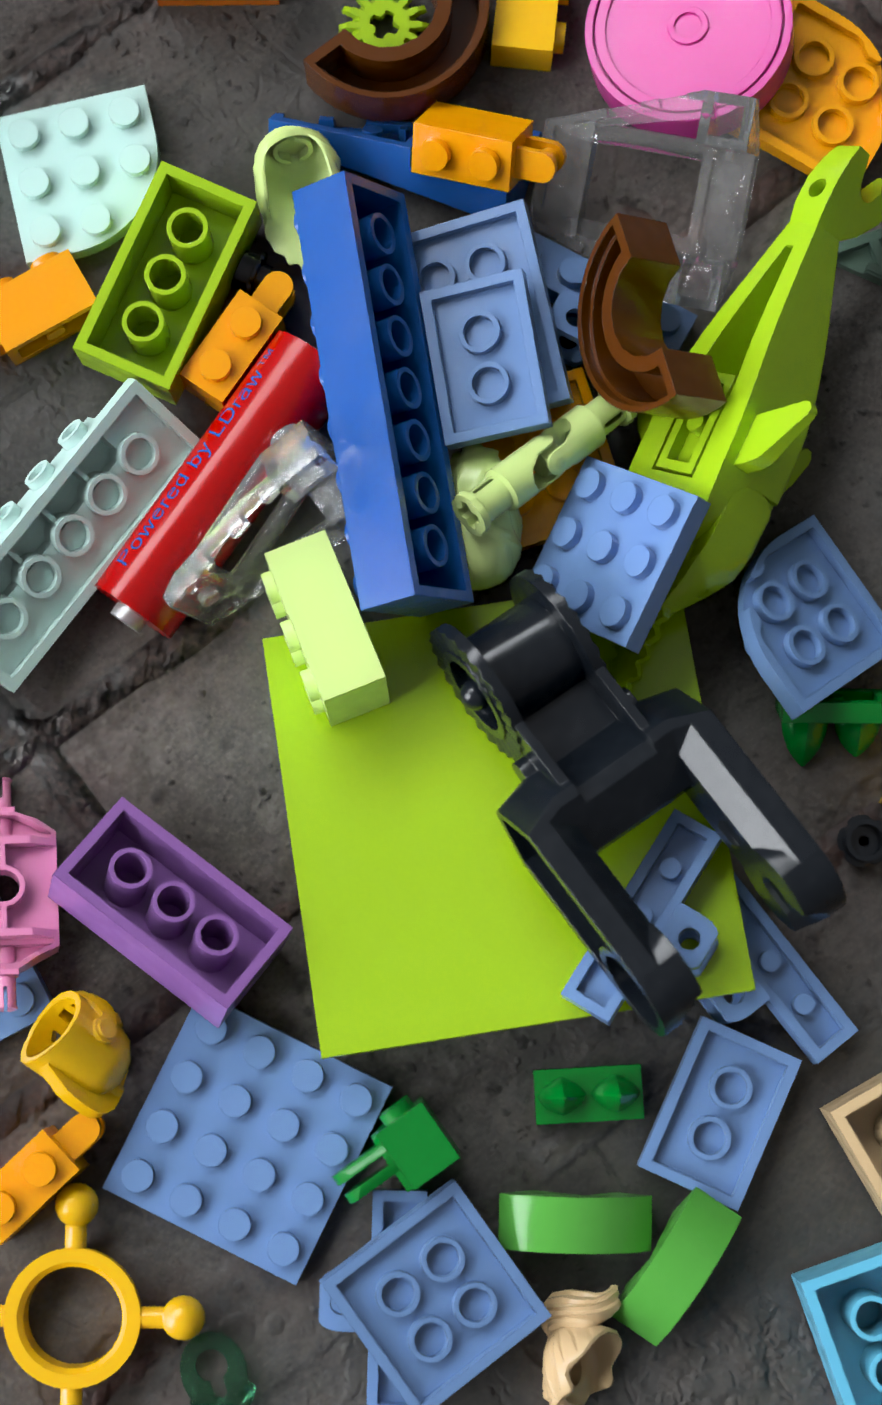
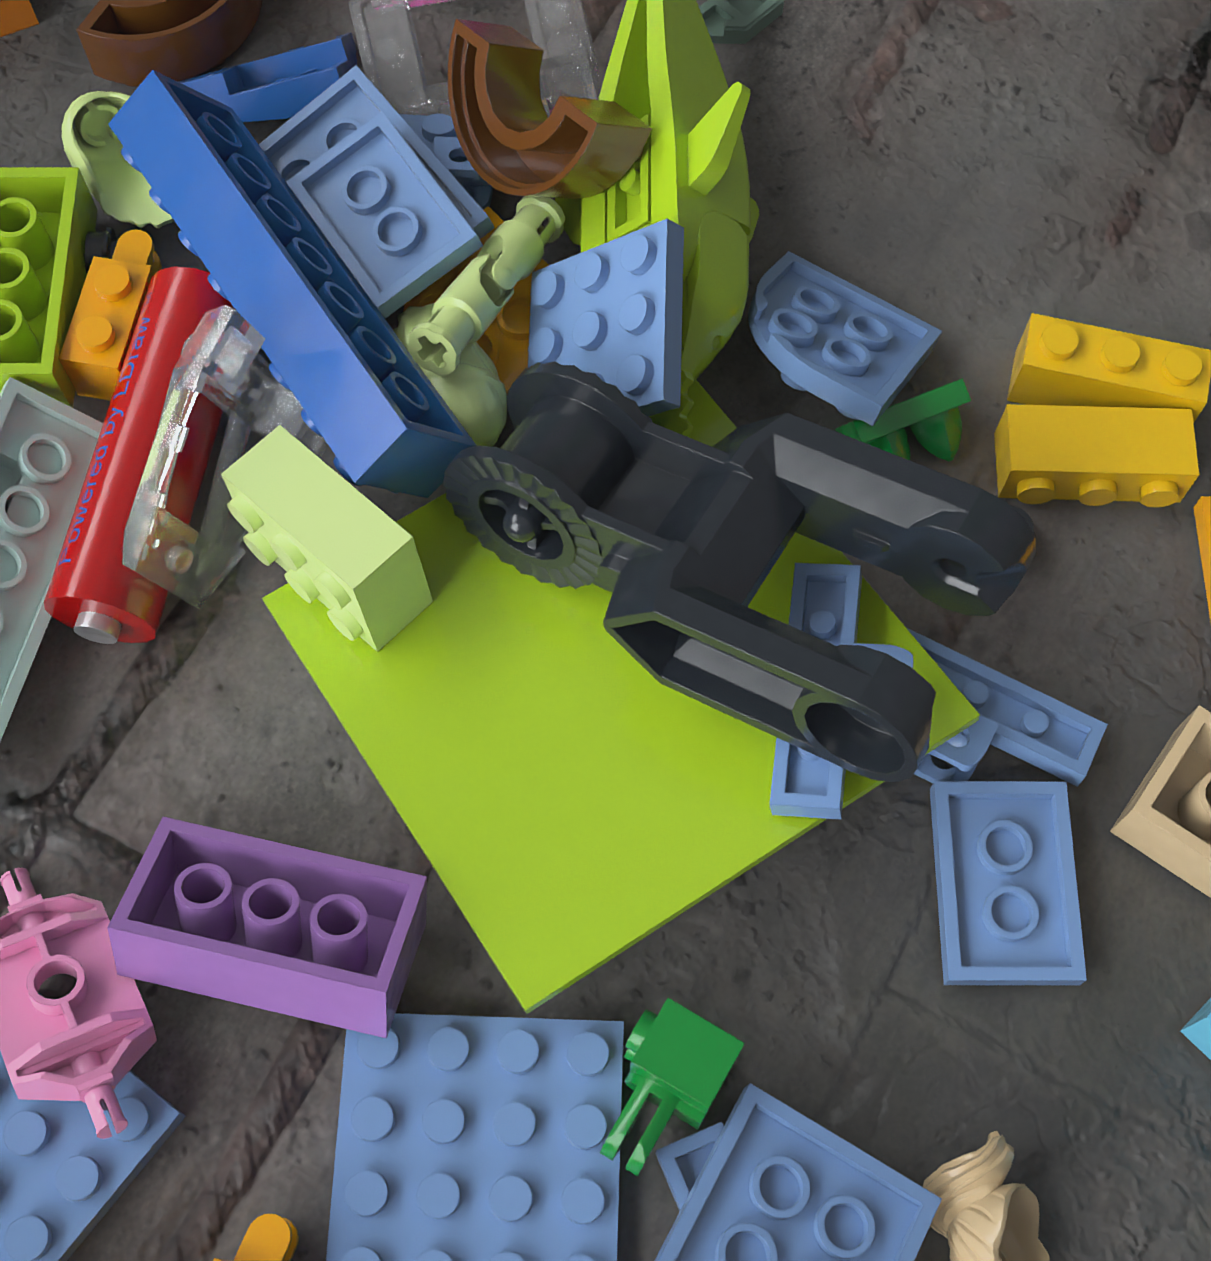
camera: 25 degrees left, 15 degrees down
(88, 1059) = (228, 1142): yellow helmet -> none
(482, 148) = (295, 45): light orange brick -> none
(575, 1222) = (910, 1077): bright green brick -> none
(588, 1094) = (850, 930): green tile -> none
(678, 1266) = (1056, 1075): bright green brick -> none

